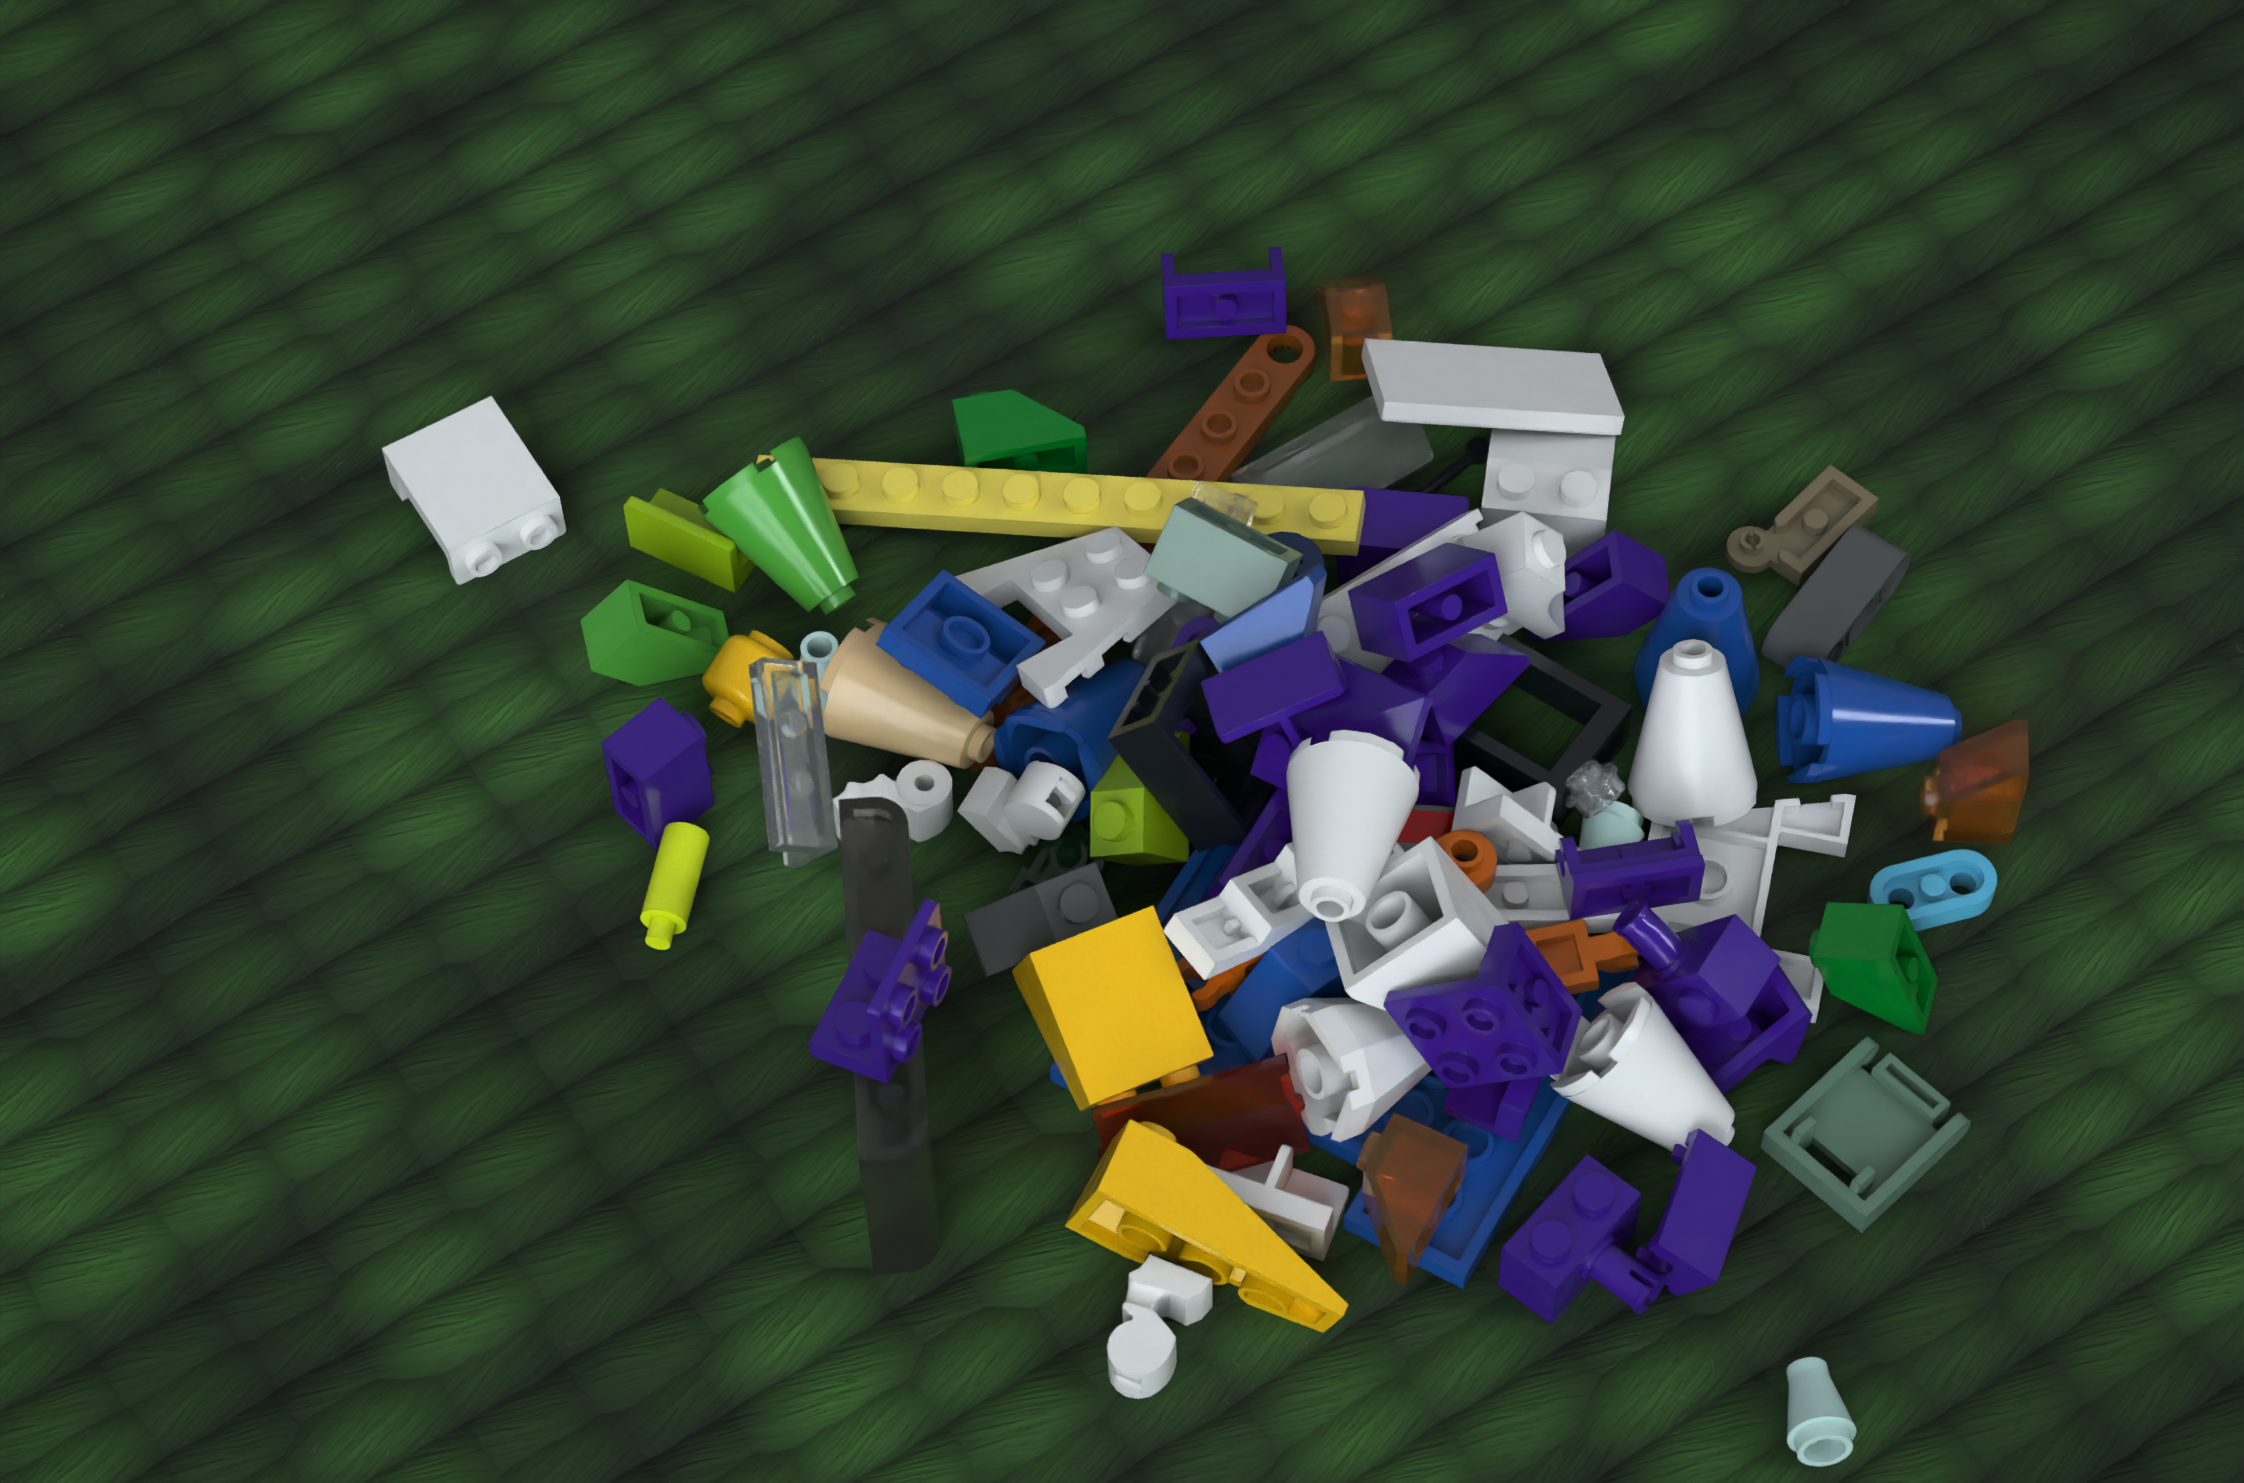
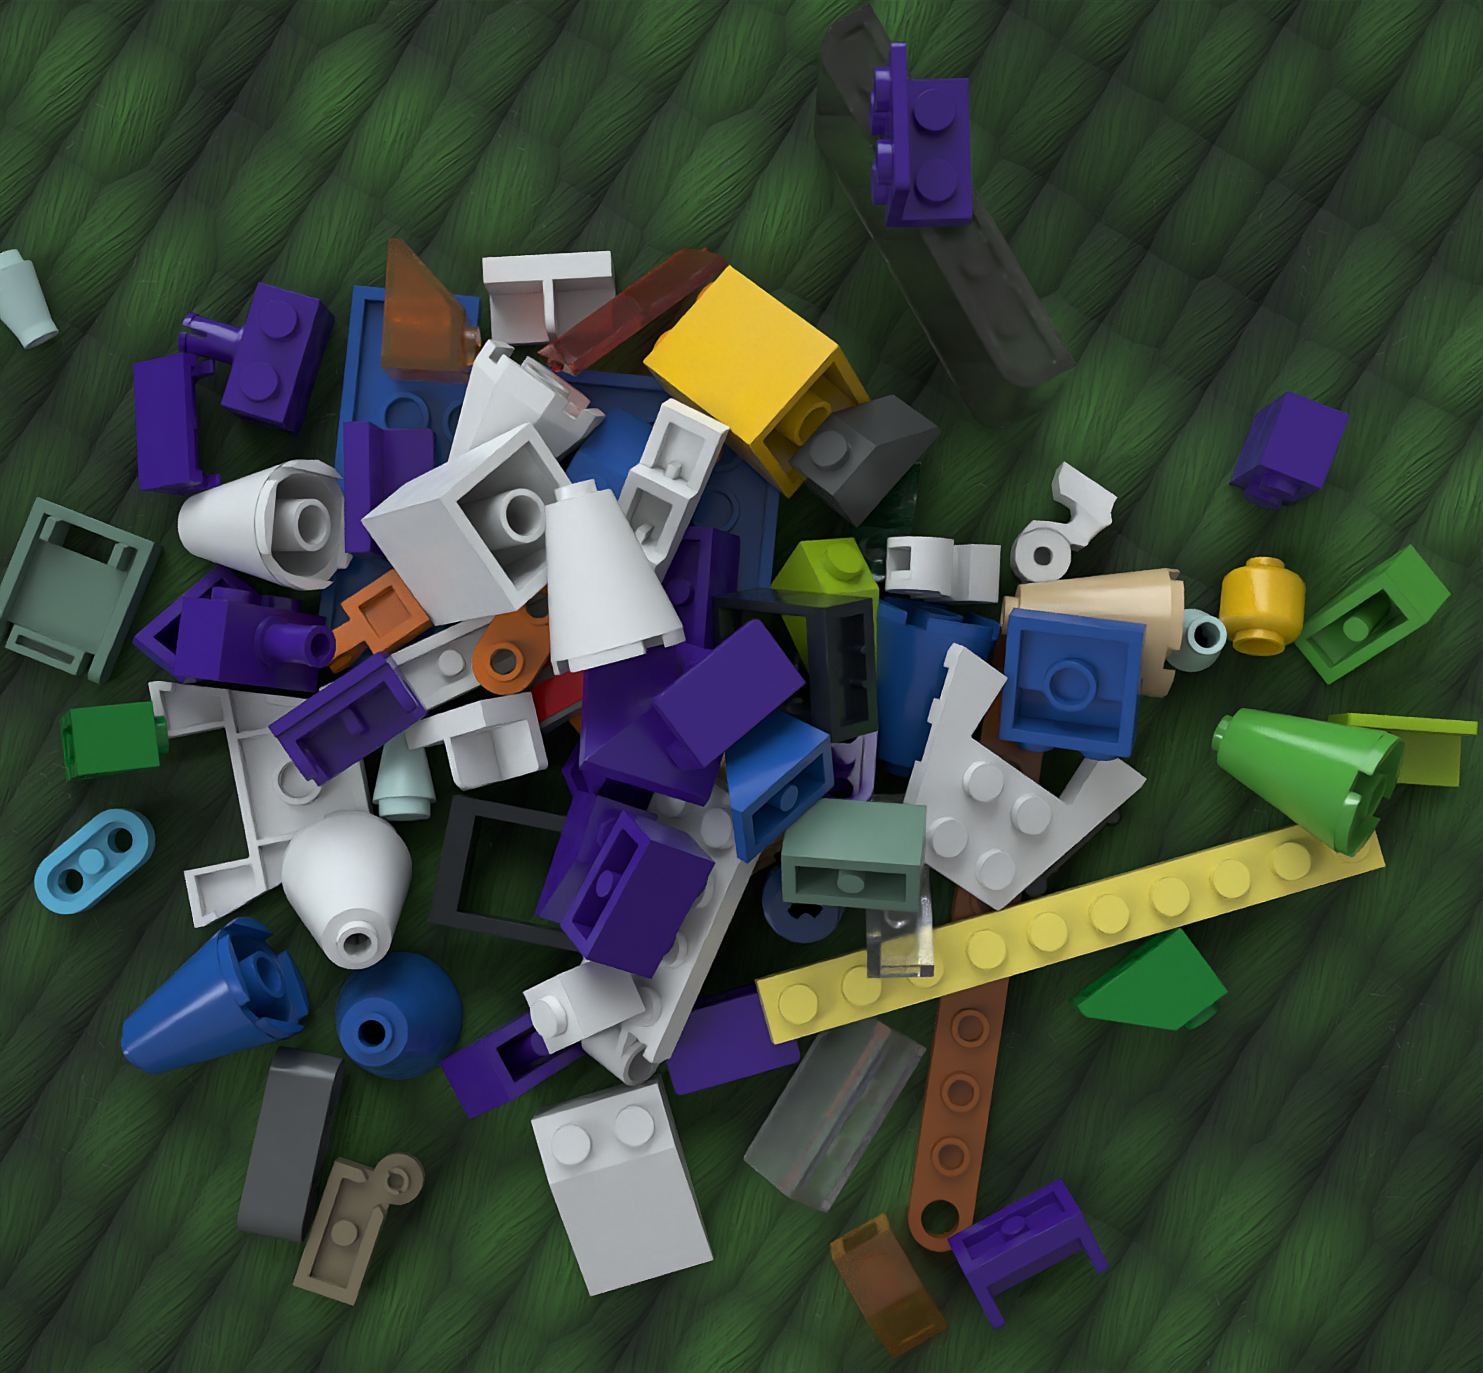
camera: 155 degrees right, 30 degrees up
(673, 882) = (1219, 371): neon yellow cylinder -> none
(793, 759) = (1172, 506): clear panel -> none
(1143, 1346) = (596, 110): white leg -> none
(1170, 1204) = (622, 206): yellow wedge -> none
(1476, 453) = (706, 1184): black hinge -> none
(1491, 387) = (711, 1244): white tile -> none
(1492, 1027) = (364, 476): dark purple bracket -> none
(1593, 788) = (424, 809): clear plate -> none
(1979, 786) = (77, 979): clear orange slope -> none

